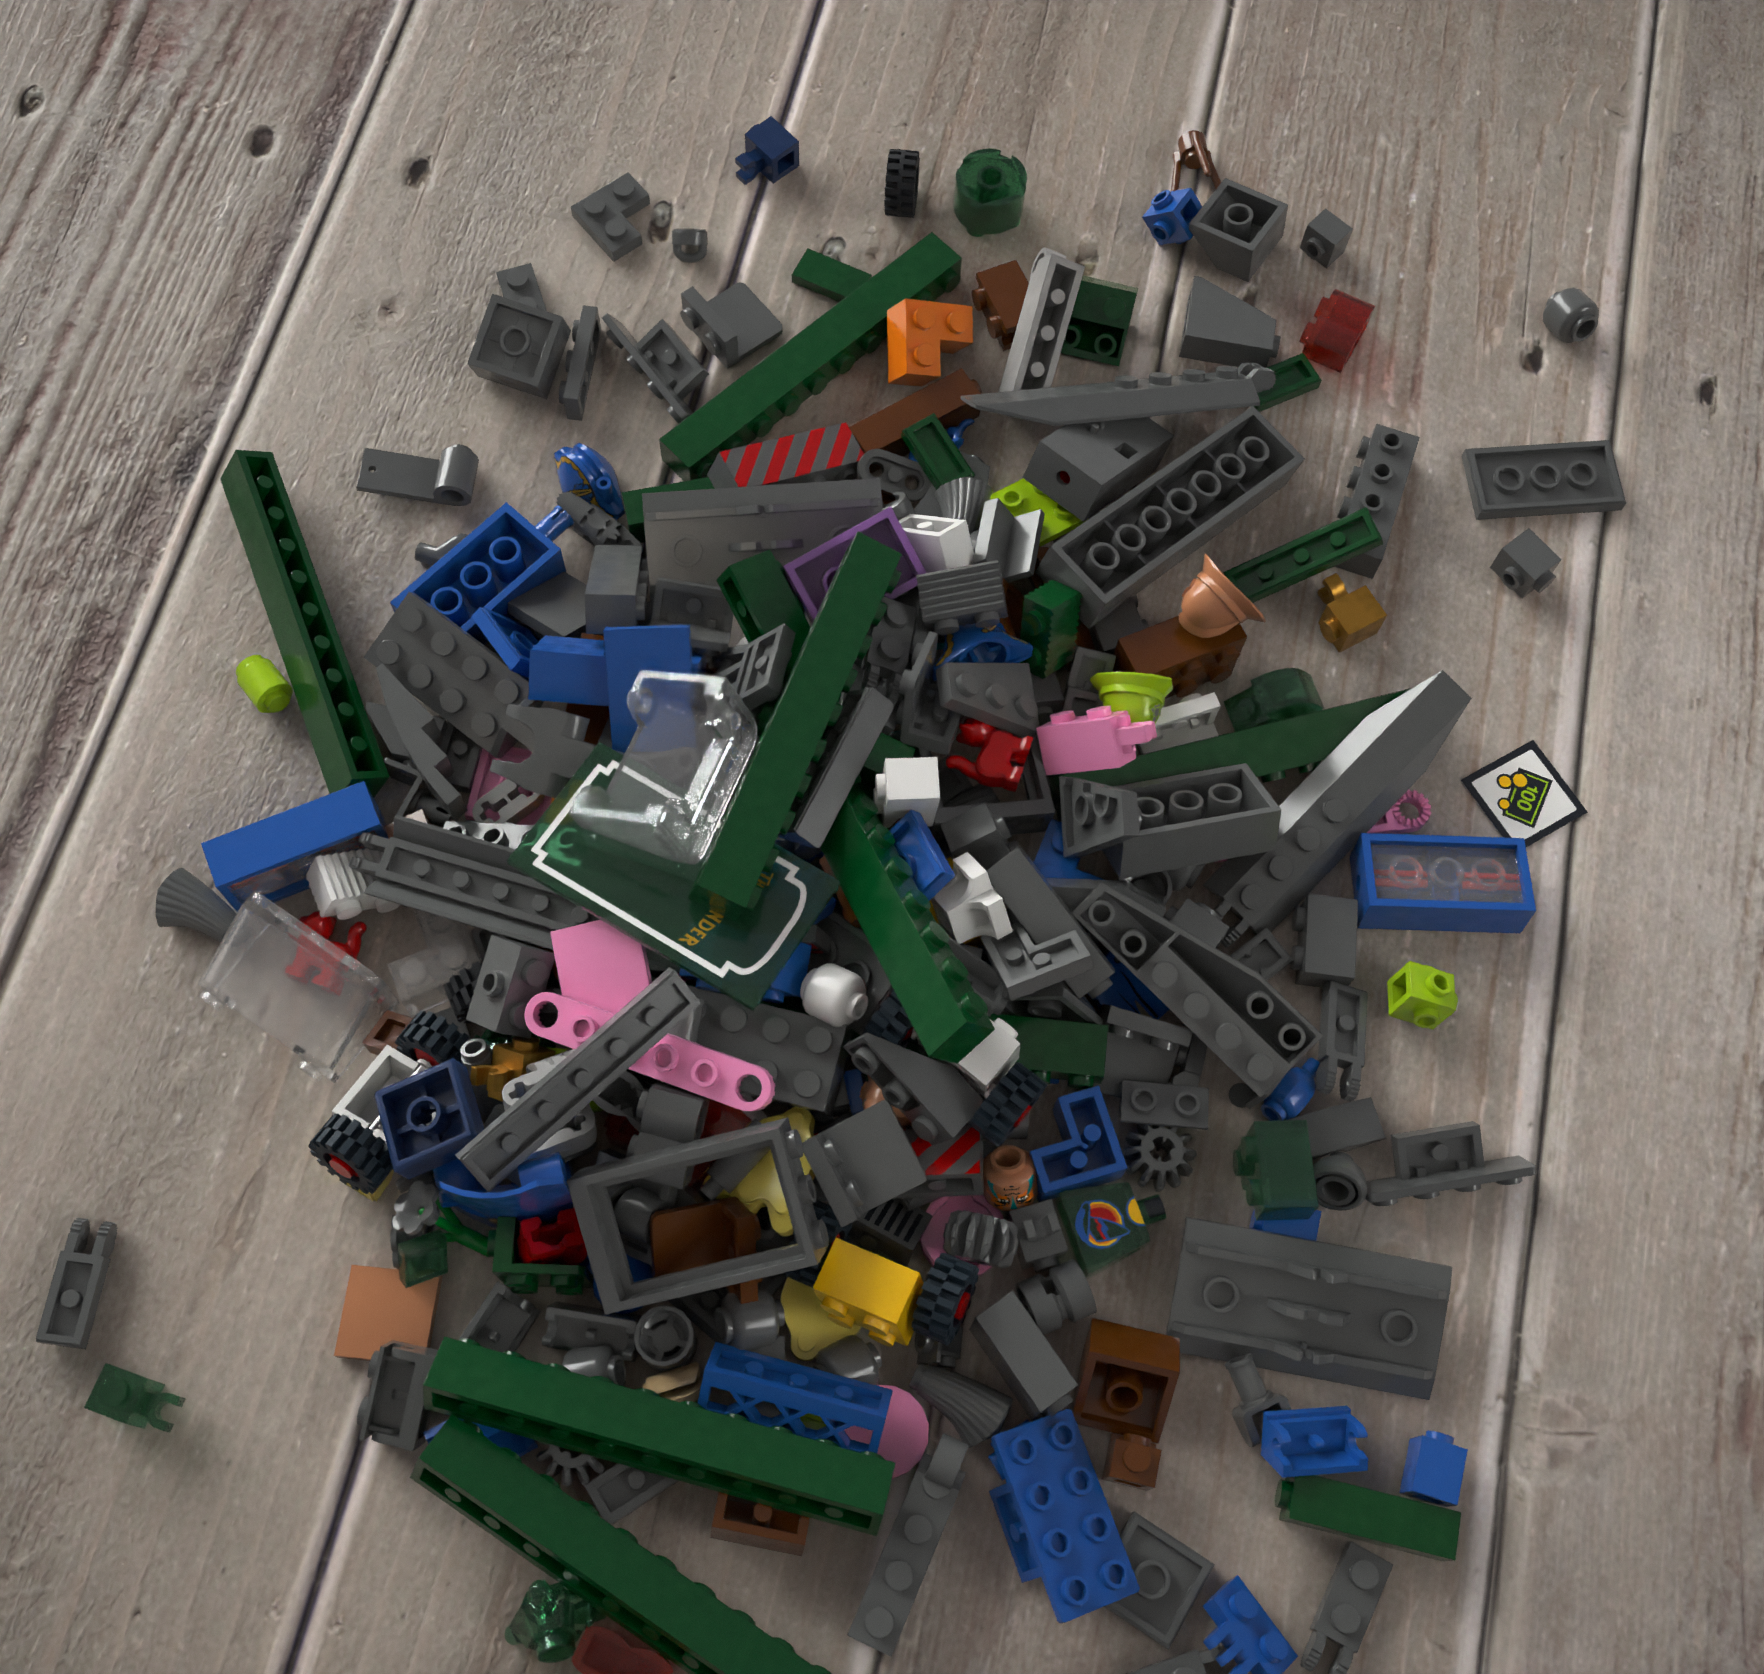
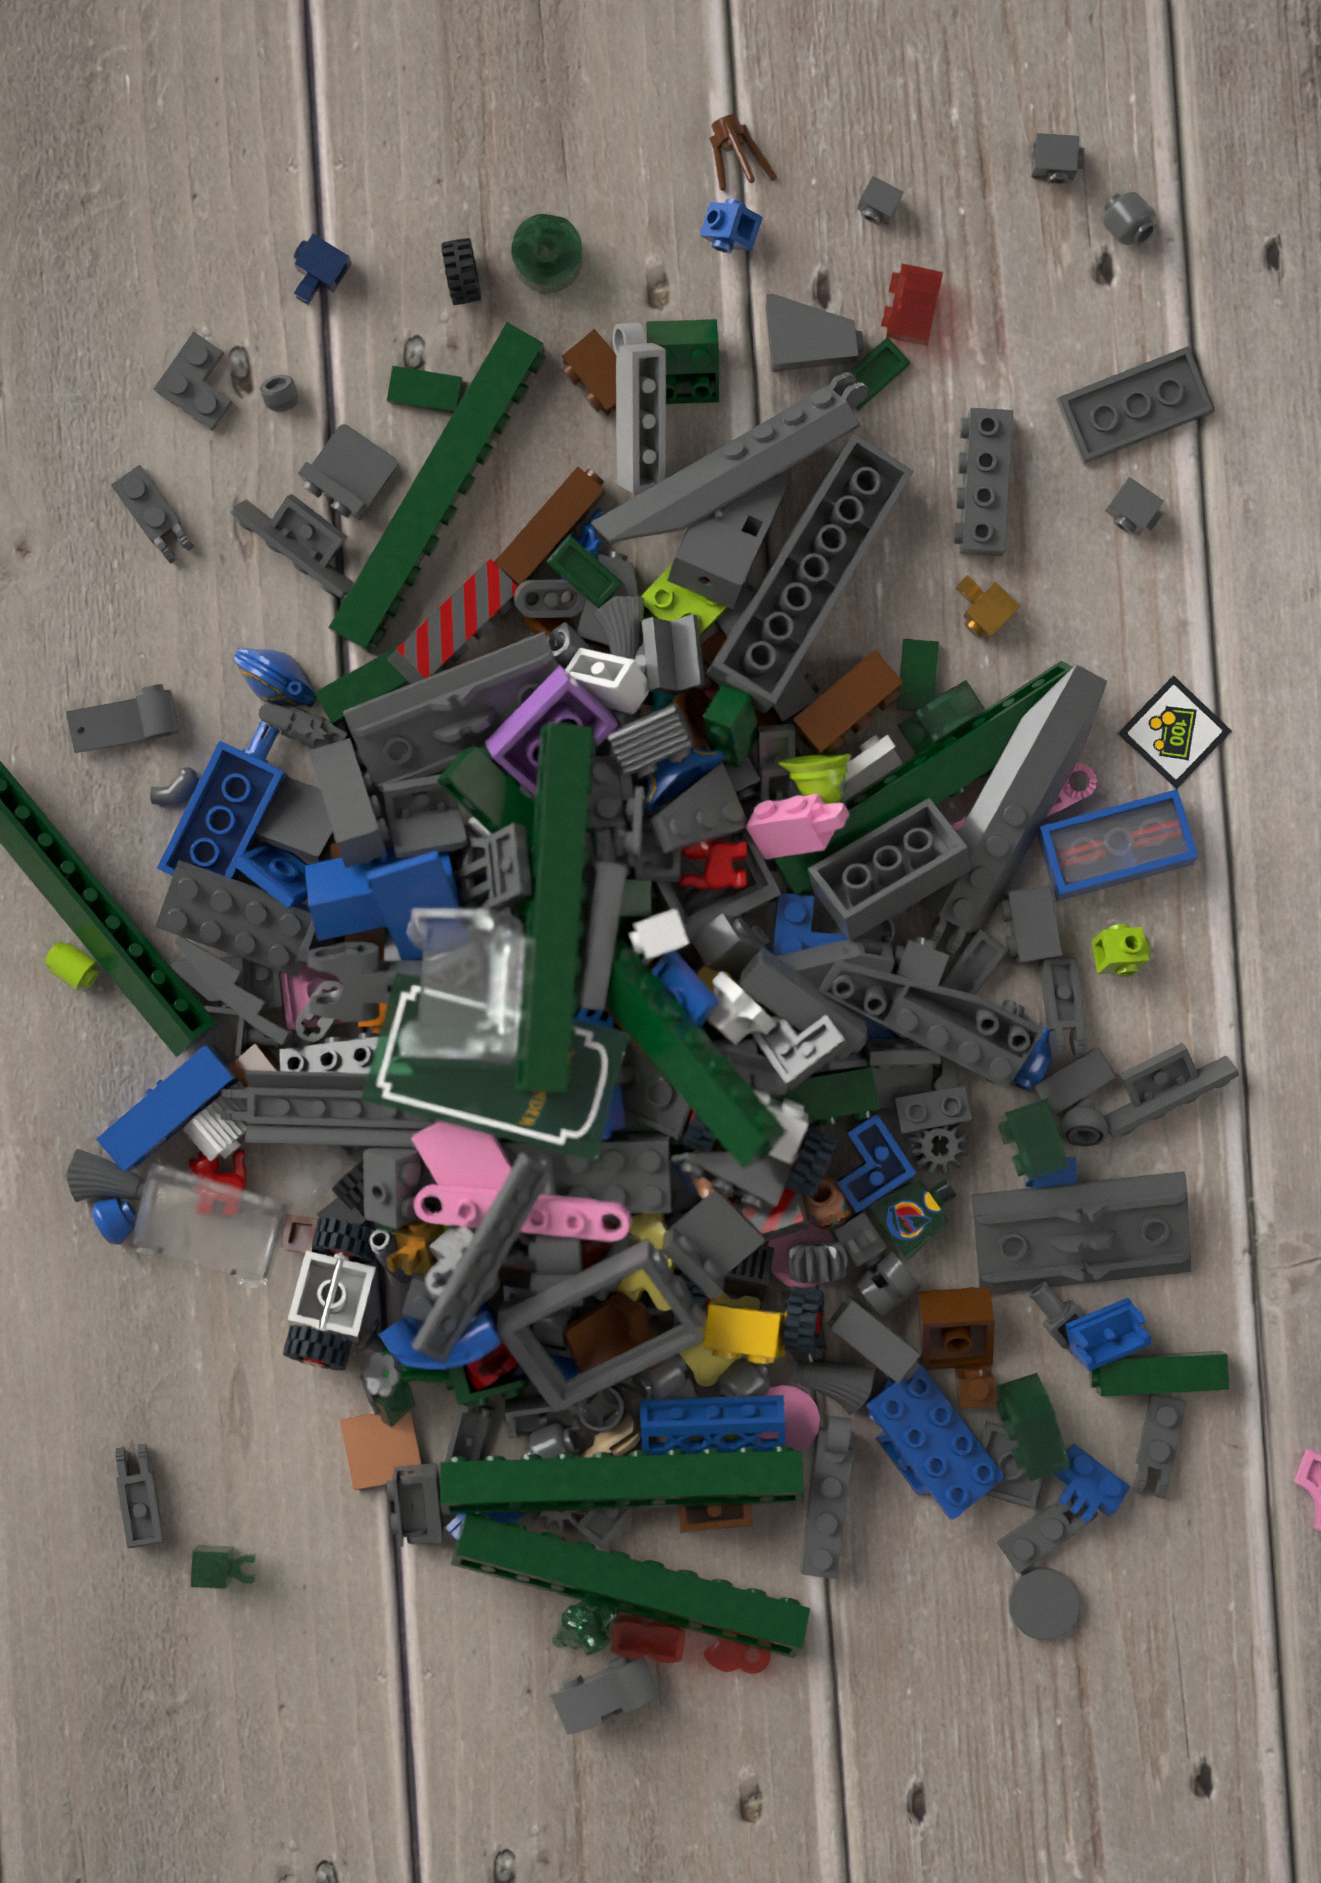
camera: 15 degrees left, 20 degrees up
(189, 955) = (114, 1219): none -> blue cone
(408, 1108) = (350, 1301): dark blue brick -> none
(519, 346) = (167, 569): dark grey container -> none
(580, 363) = (225, 560): dark grey plate -> none
(834, 995) = (650, 1120): white head -> none
(919, 333) = (527, 444): orange brick -> none
(1096, 816) = (815, 901): dark grey wing -> none
(1197, 1532) = (1033, 1426): none -> clear green brick
(1214, 604) = (869, 667): nougat piece -> none
(1239, 228) = (794, 221): dark grey slope -> none
(1257, 656) = (917, 674): none -> dark green tile
(1306, 556) = (934, 569): dark green tile -> none
(1434, 1469) = (1202, 1326): blue brick -> none
(1508, 247) = (1056, 157): none -> dark grey brick

